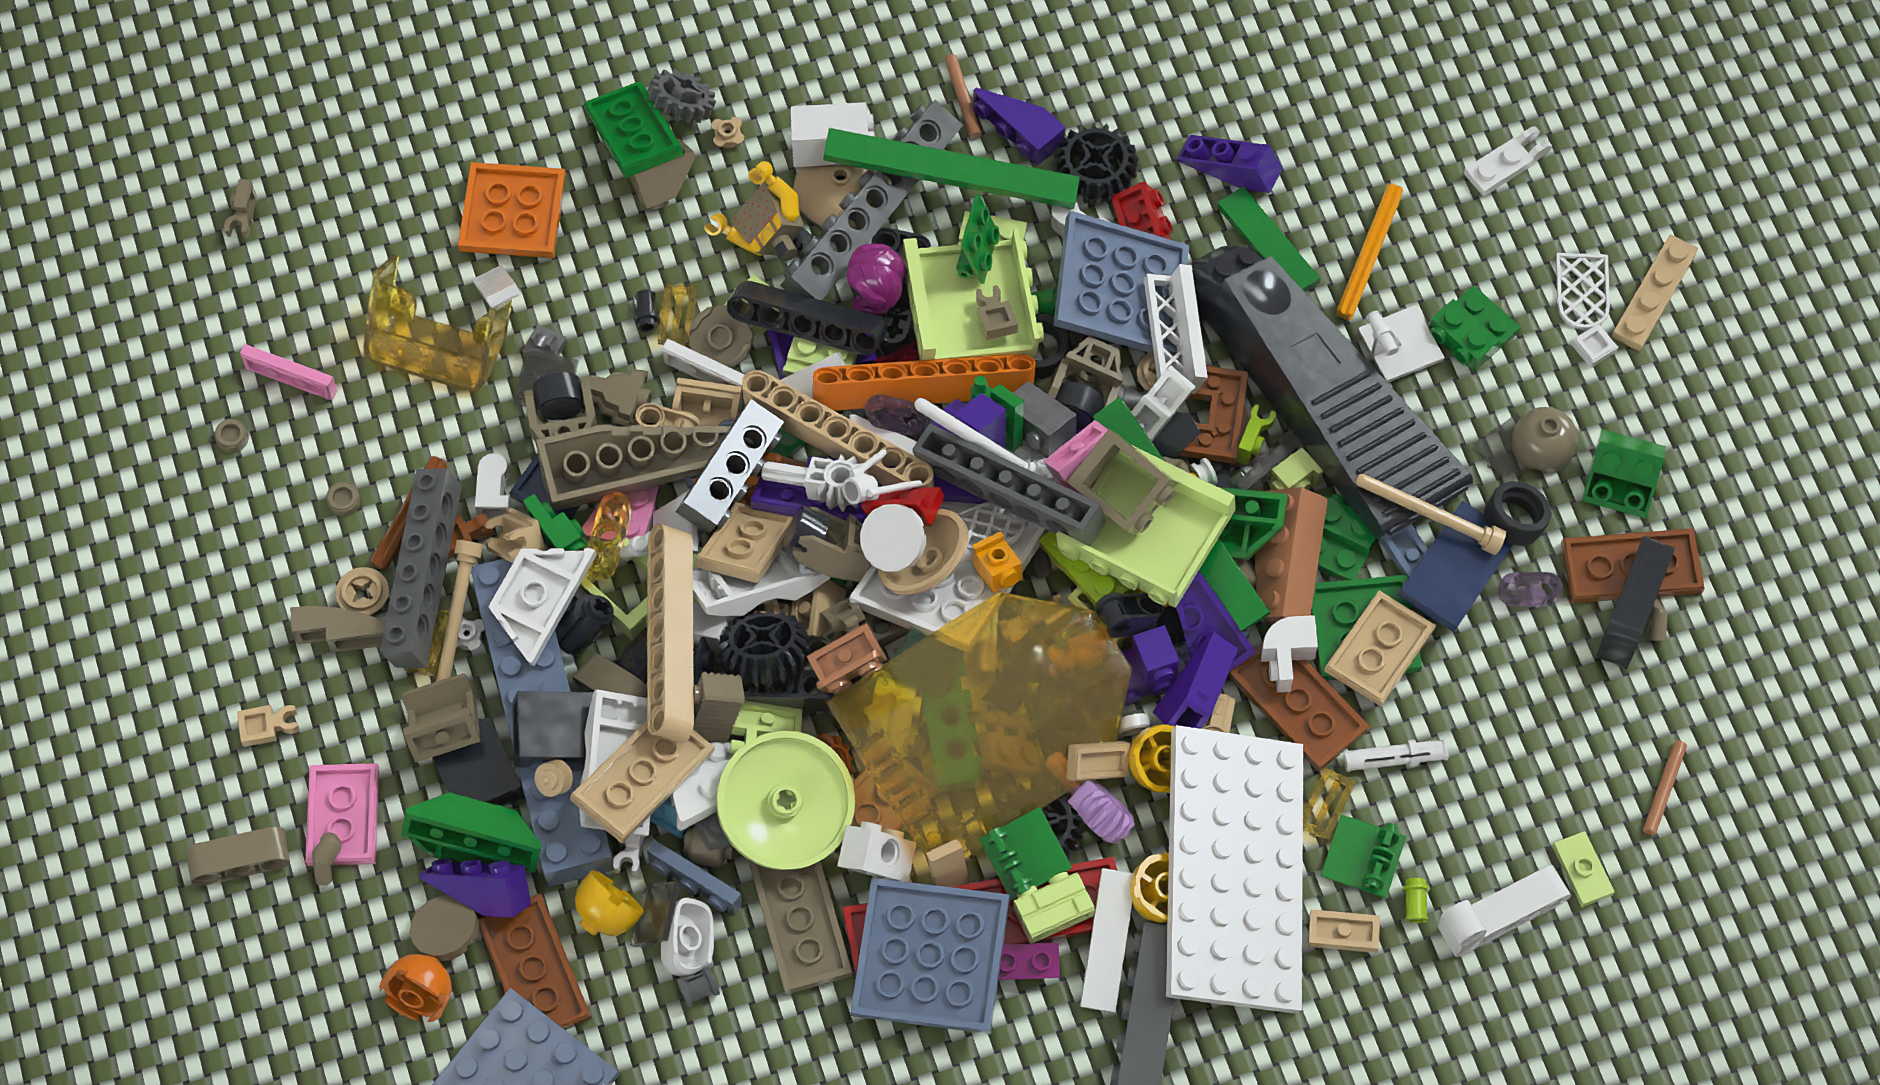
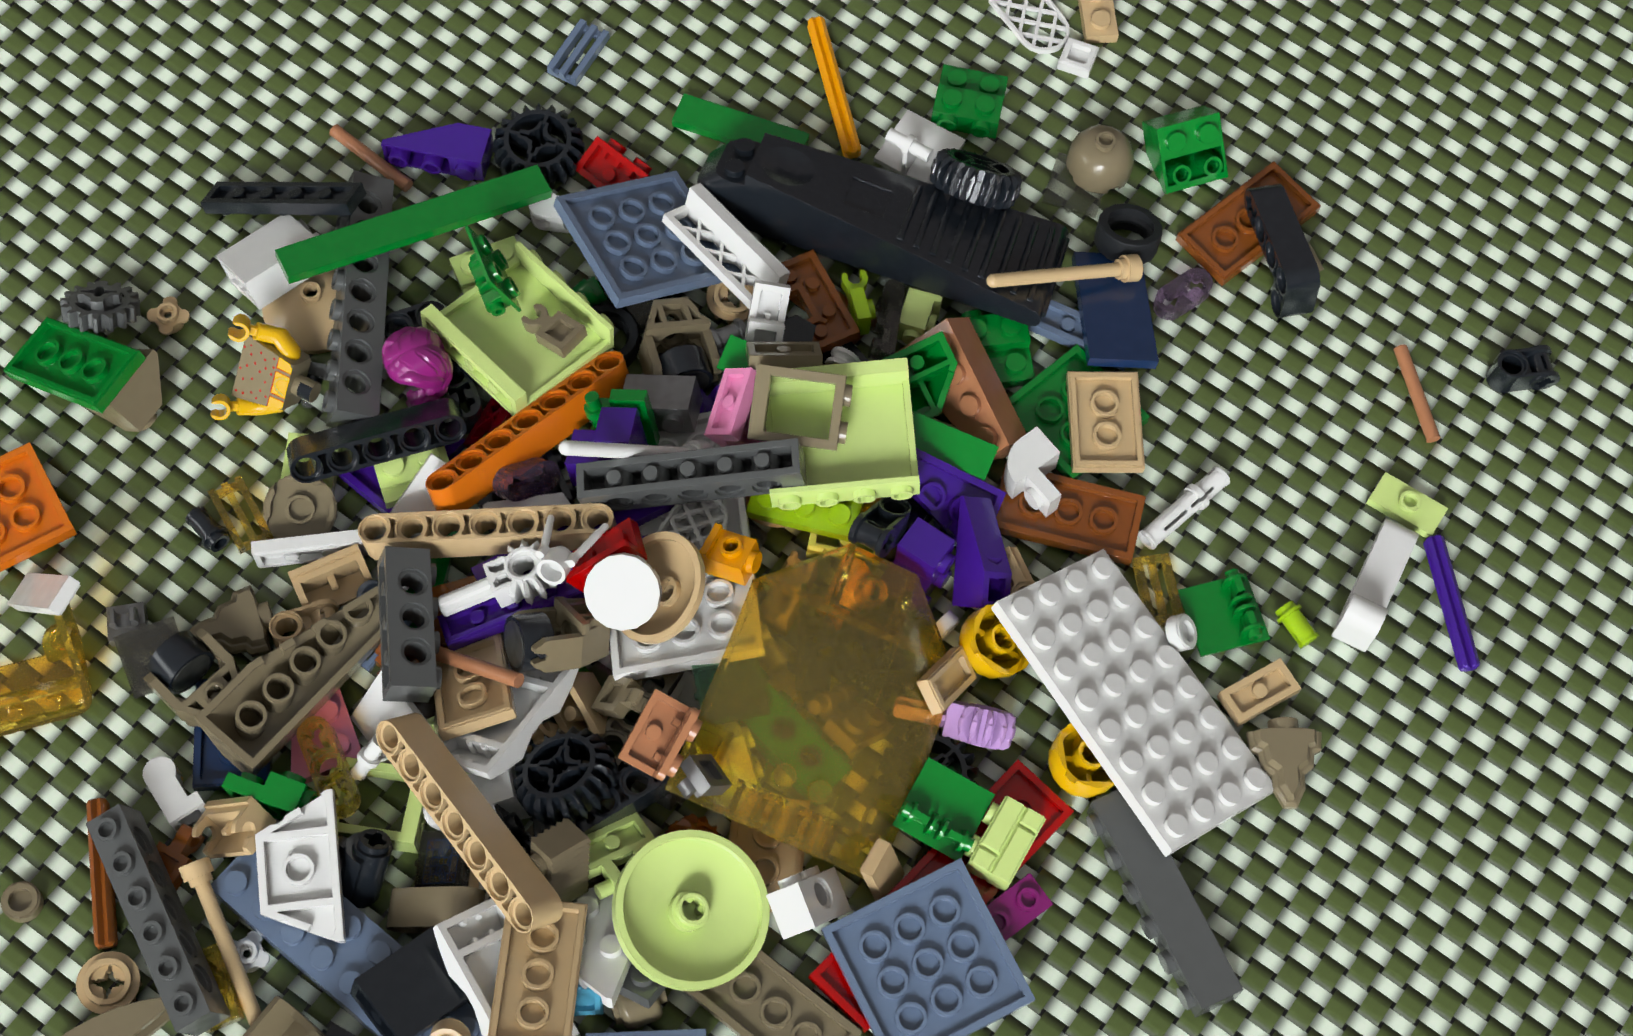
camera: 40 degrees left, 0 degrees up
(759, 530) = (480, 667): none -> nougat bar
(854, 707) = (703, 777): none -> flat silver tile
(869, 91) = (284, 198): none -> black plate
(1107, 941) = (1071, 842): white tile -> none
(1145, 436) = (784, 354): none -> dark tan plate
(1182, 99) = (568, 45): none -> sand blue tile
(1233, 162) = (659, 76): dark purple slope -> none
(1315, 846) = (1181, 632): none -> white tile
(1326, 991) = (1285, 756): none -> dark tan rock
(1420, 393) = (975, 178): none -> black gear
(1557, 966) = (1451, 603): none -> dark purple axle
(1773, 824) = (1527, 370): none -> black piece

